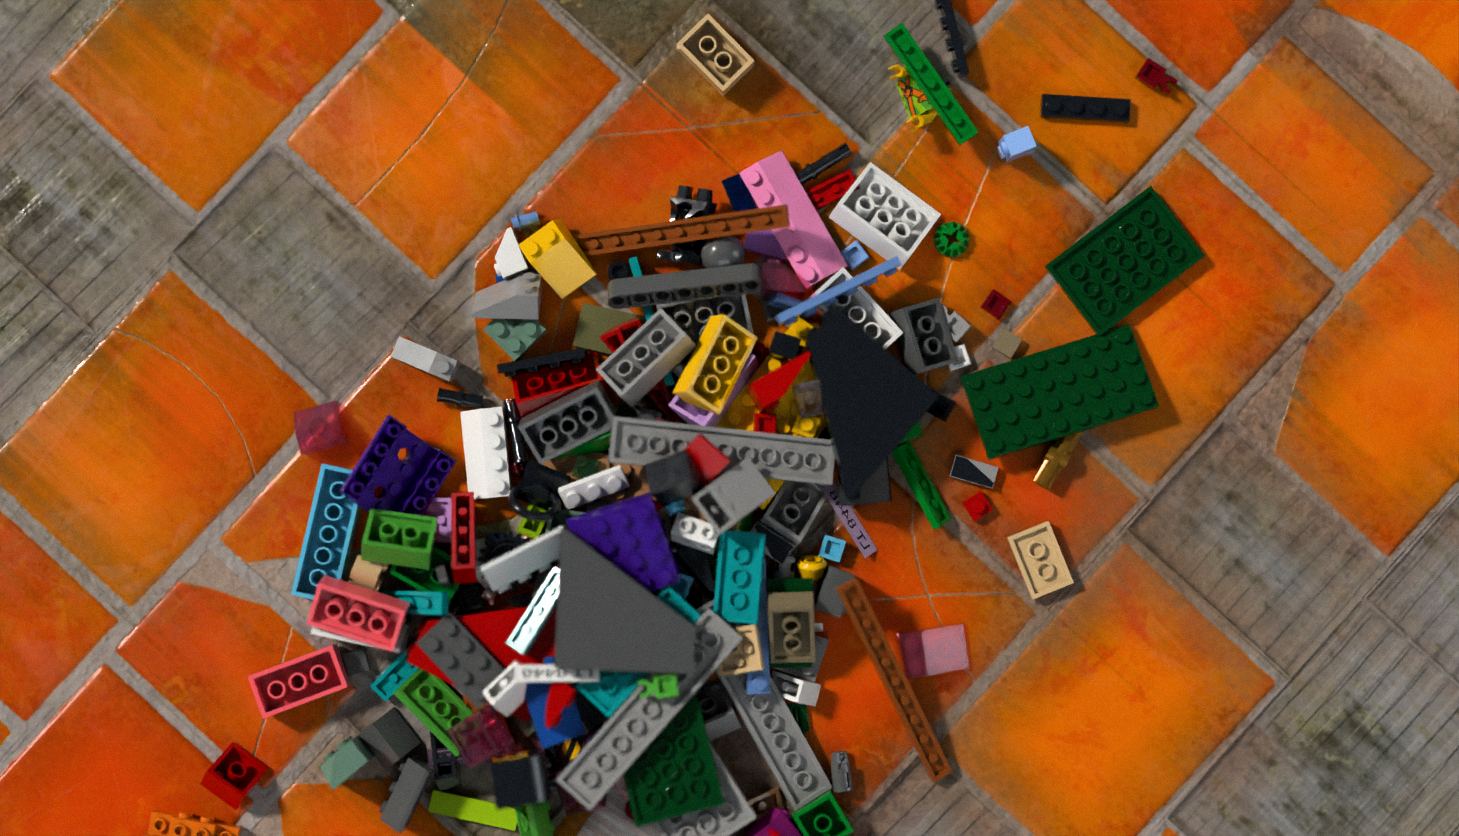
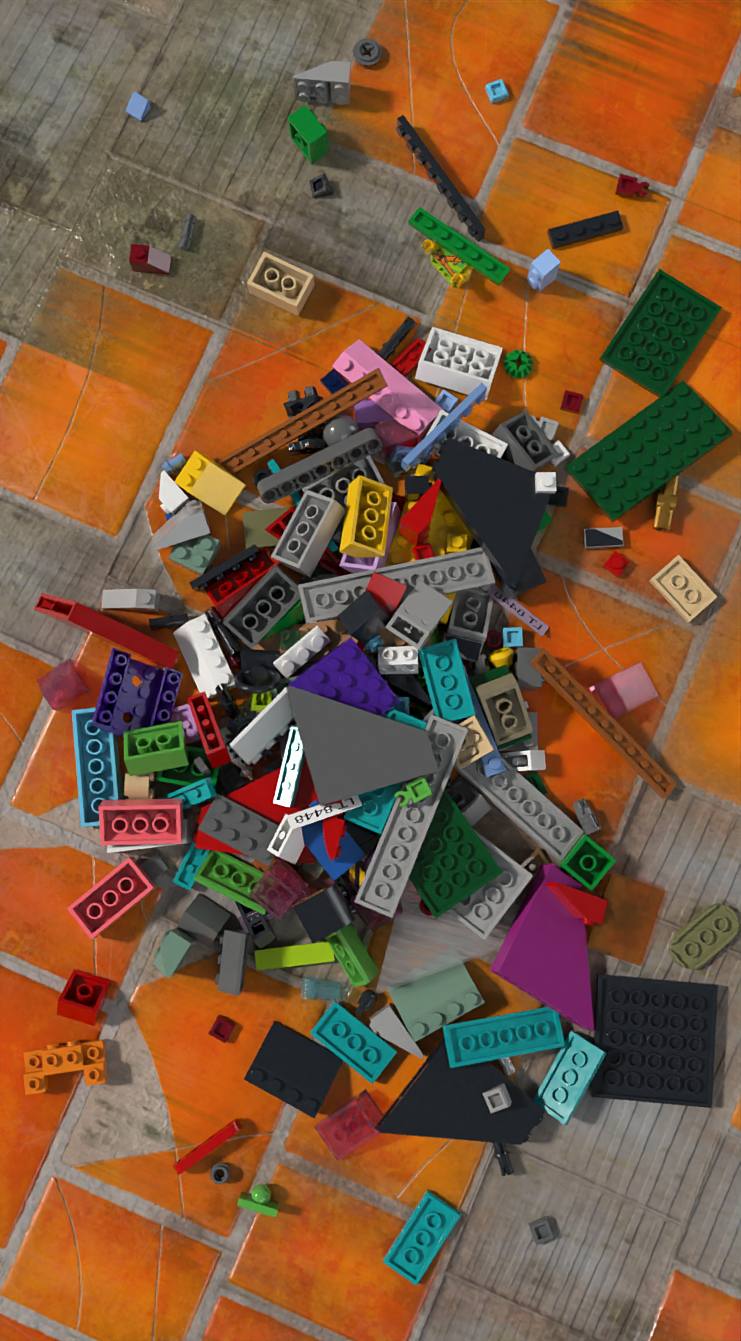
camera: 15 degrees left, 5 degrees down
(386, 387) = (106, 629): none -> red slope
(495, 511) = (227, 700): none -> black pin
(808, 398) = (450, 518): clear slope -> none
(817, 543) = (499, 639): none -> dark red plate
(921, 485) = (566, 562): green plate -> none
(925, 395) = (545, 482): none -> white plate
(1006, 343) = (591, 428): dark tan tile -> none

